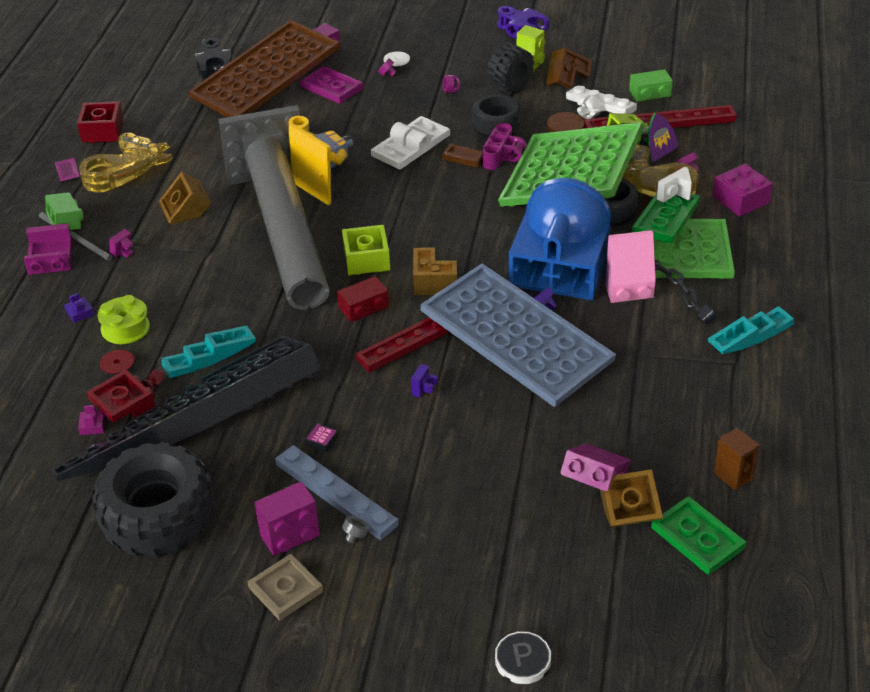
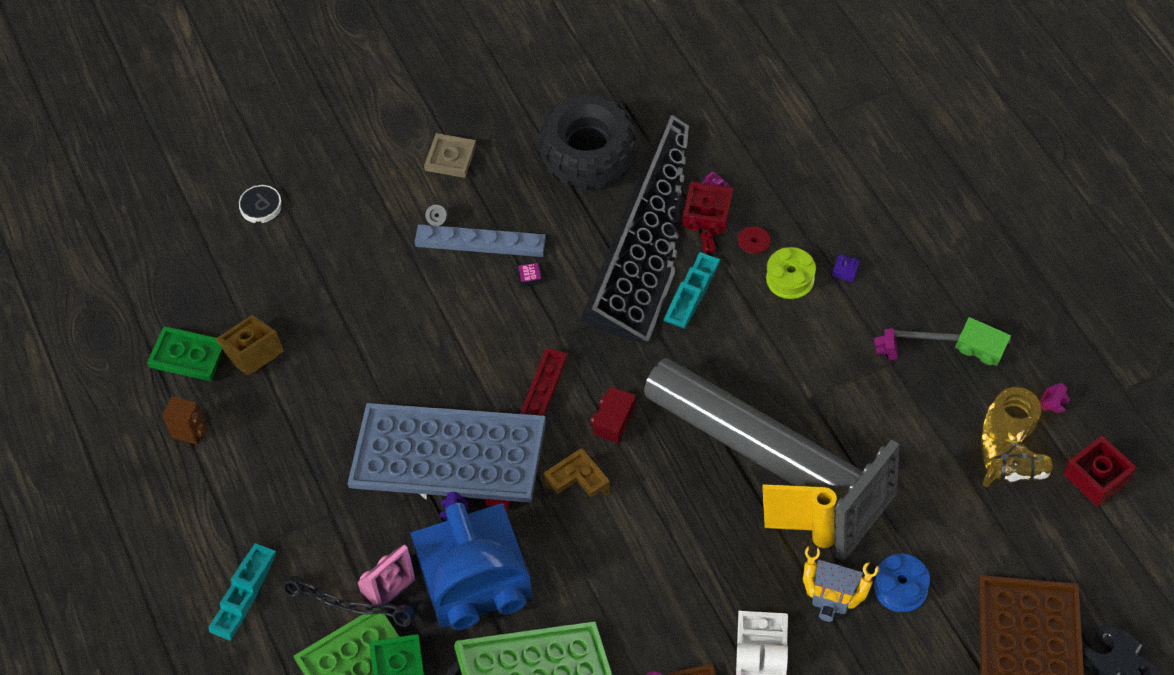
camera: 145 degrees right, 15 degrees up
(48, 249) = (943, 302): magenta panel -> none
(184, 199) = (894, 424): pearl gold slope -> none
(287, 518) = (483, 184): magenta brick -> none
(366, 250) = (658, 464): lime brick -> none
(422, 381) = (490, 360): dark purple tile -> none
(594, 465) = (288, 346): magenta panel -> none

